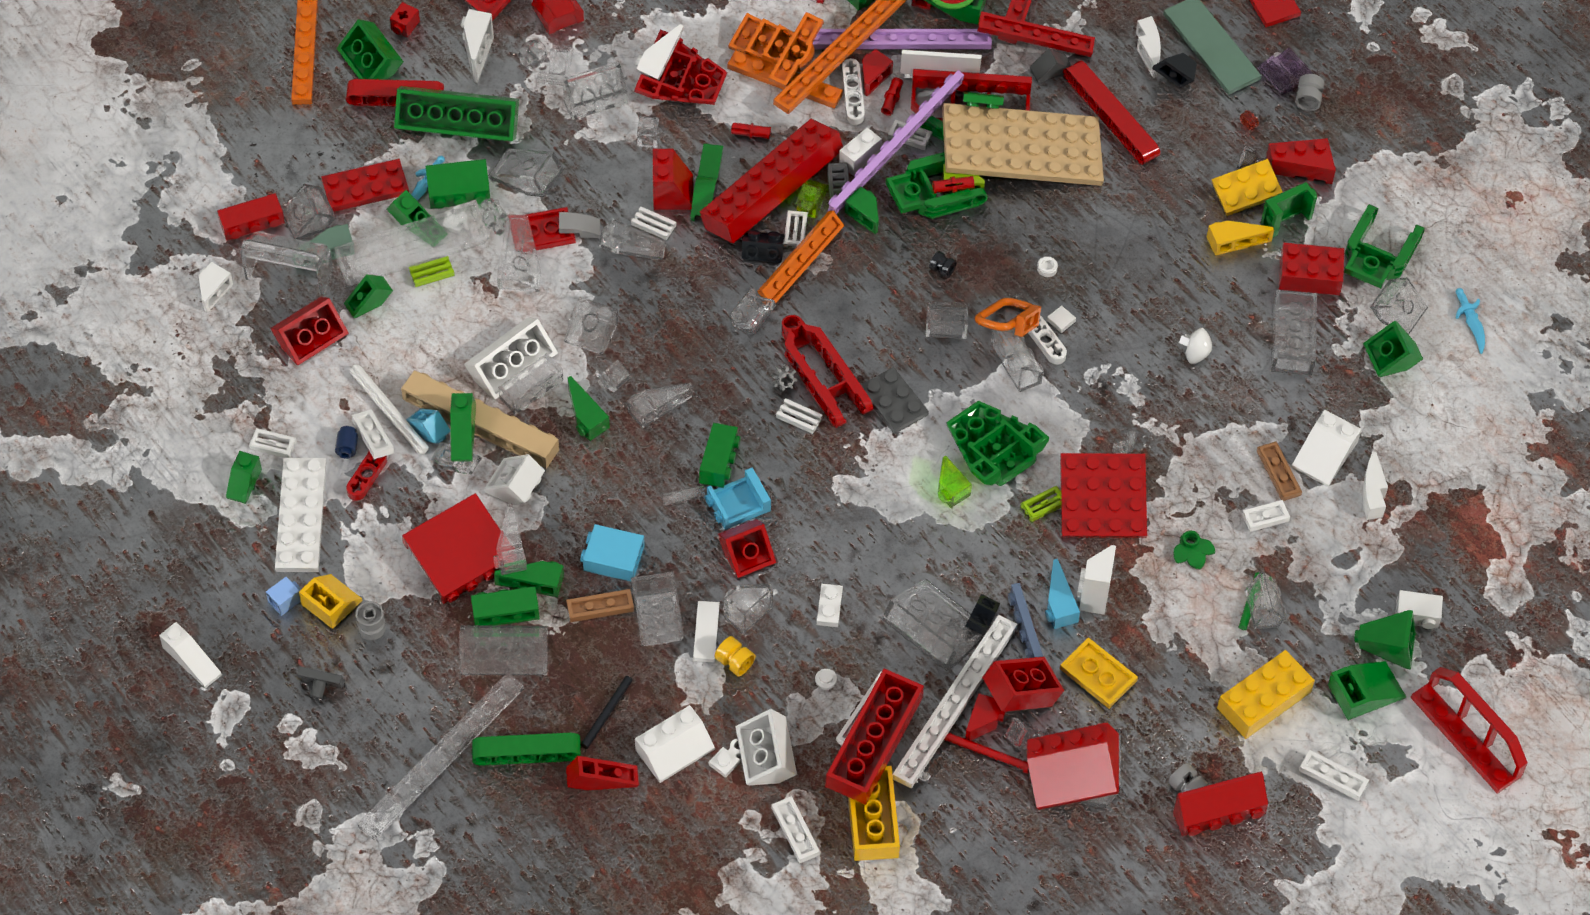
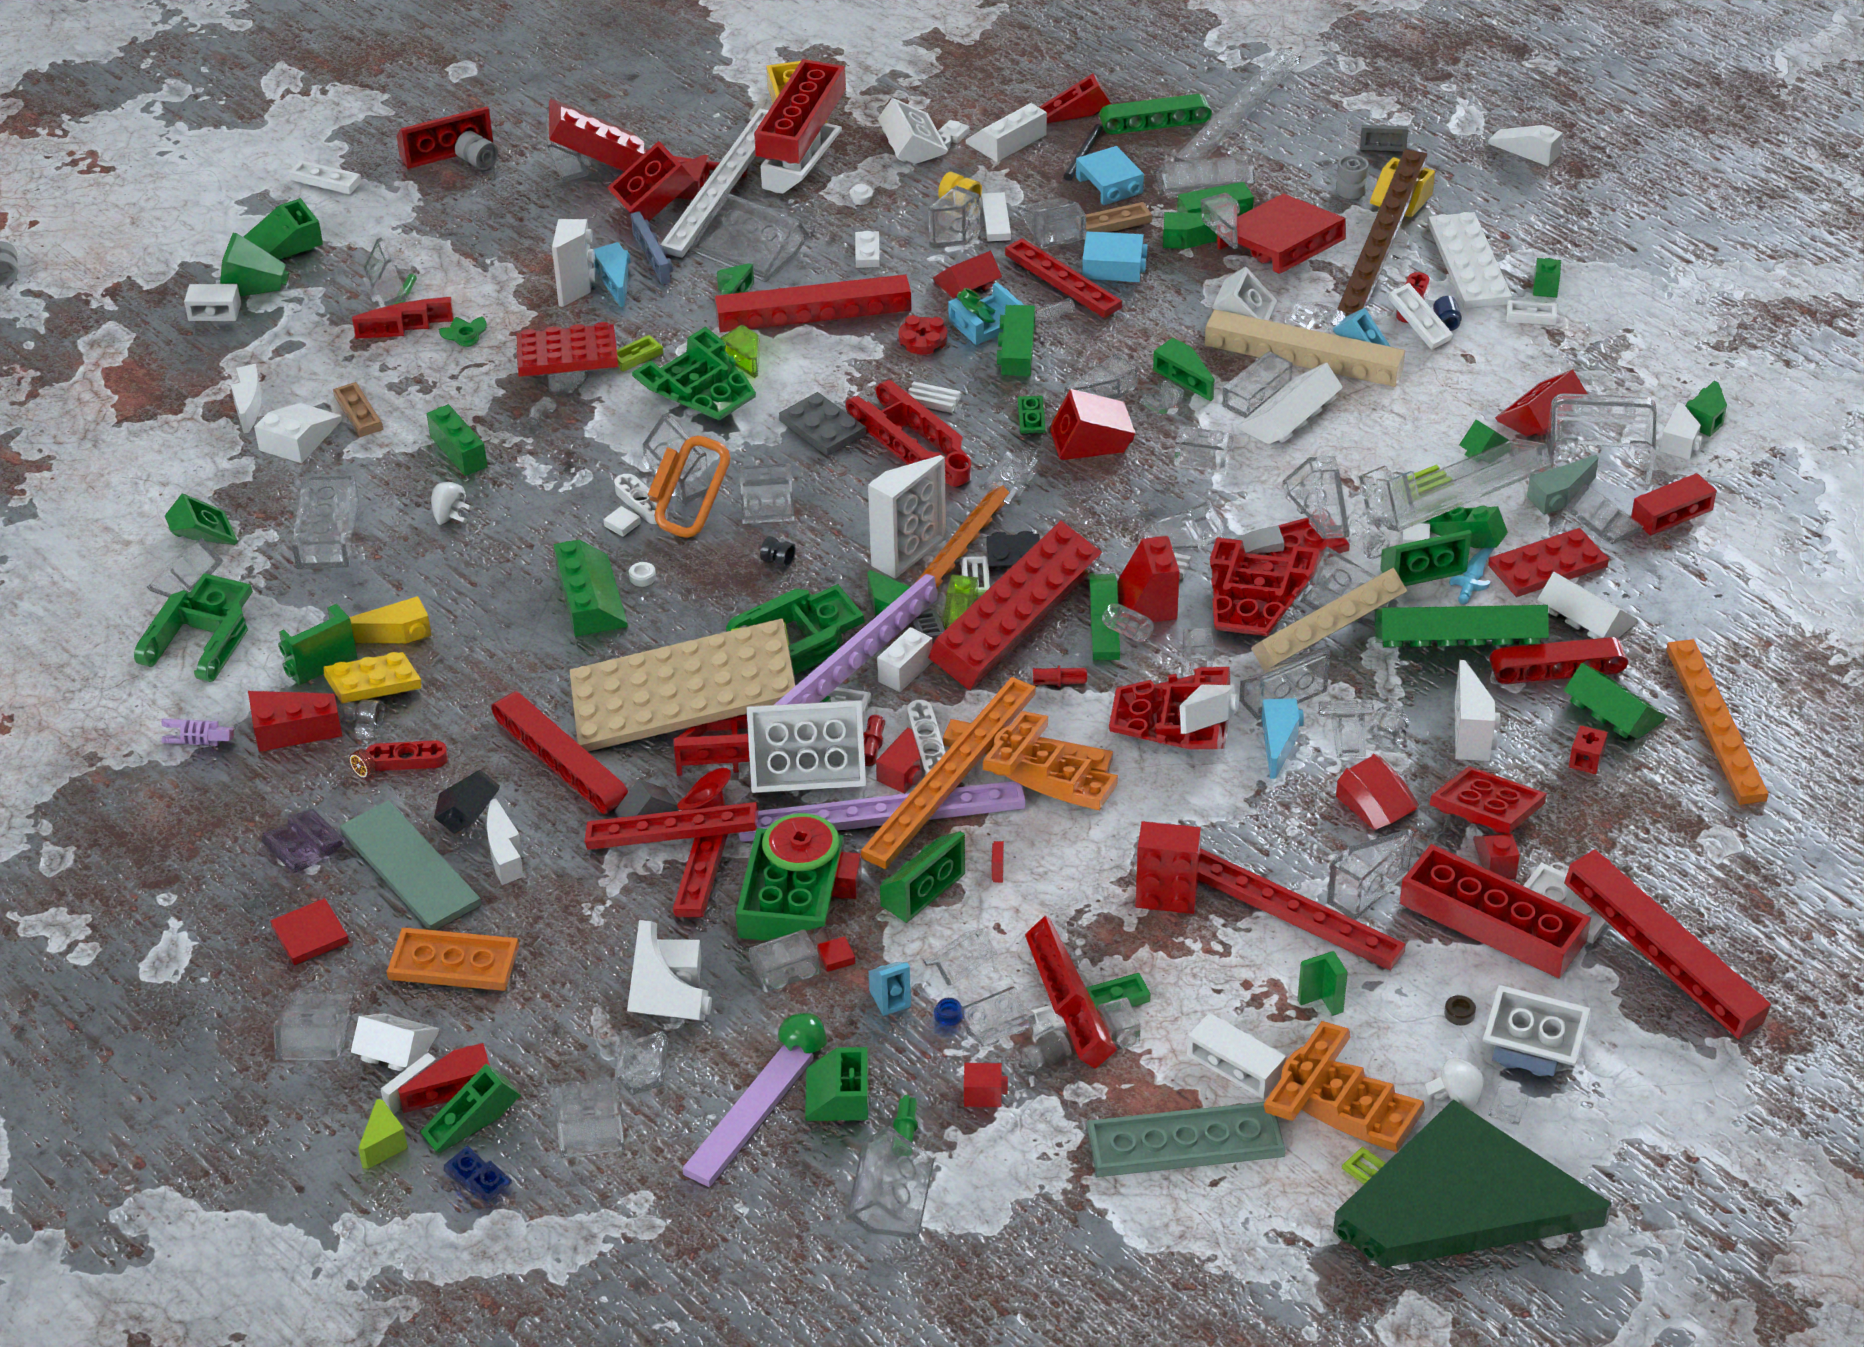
camera: 175 degrees right, 15 degrees down
(180, 305) = (1709, 408): none -> green slope
(283, 595) = (1453, 190): light blue brick -> none
(355, 132) = (1584, 609): none -> white slope
(370, 531) = (1383, 232): none -> reddish brown plate
(389, 409) = (1428, 358): white axle -> none
(462, 426) = (1320, 319): green slope -> none
(549, 130) = (1328, 619): none -> tan brick
(589, 175) = (1256, 589): none -> red wedge
(591, 662) = (1111, 174): none -> medium azure panel
(611, 51) = (1280, 730): none -> medium azure slope
(663, 536) = (1063, 278): none -> red plate
(677, 350) = (1091, 426): none -> red slope
(696, 161) = (1128, 622): none -> clear beam
(722, 383) = (1031, 414): none -> green slope
(746, 495) = (972, 302): none -> green plate
(781, 373) = (958, 417): light grey gear -> none
(792, 478) = (933, 330): none -> red plate
(795, 829) = (870, 89): white plate -> none
(843, 239) = (906, 514): none -> white slope
(886, 531) = (813, 303): none -> red brick
(939, 186) = (772, 612): red pin -> none
(952, 566) = (736, 279): none -> green slope
(974, 99) = (731, 705): green plate -> none
(982, 614) = (699, 252): black slope -> none
(1012, 55) = (707, 791): none -> red piece
(1088, 250) = (588, 588): none -> green slope
(1098, 673) = (547, 219): yellow plate -> none
(1194, 411) = (457, 440): none -> green brick
(1233, 134) = (426, 761): none -> red beam
(1246, 567) = (396, 318): none -> red slope
(1265, 694) = (393, 216): yellow brick -> none
(1266, 515) = (377, 363): white plate -> none
(1309, 92) = (271, 802): light grey wheel -> none
(1311, 268) = (293, 595): red brick -> none
(1368, 161) = (197, 732): none -> lavender hinge
(1463, 737) = (175, 210): red plate -> none
(1471, 318) = (91, 582): medium azure piece -> none

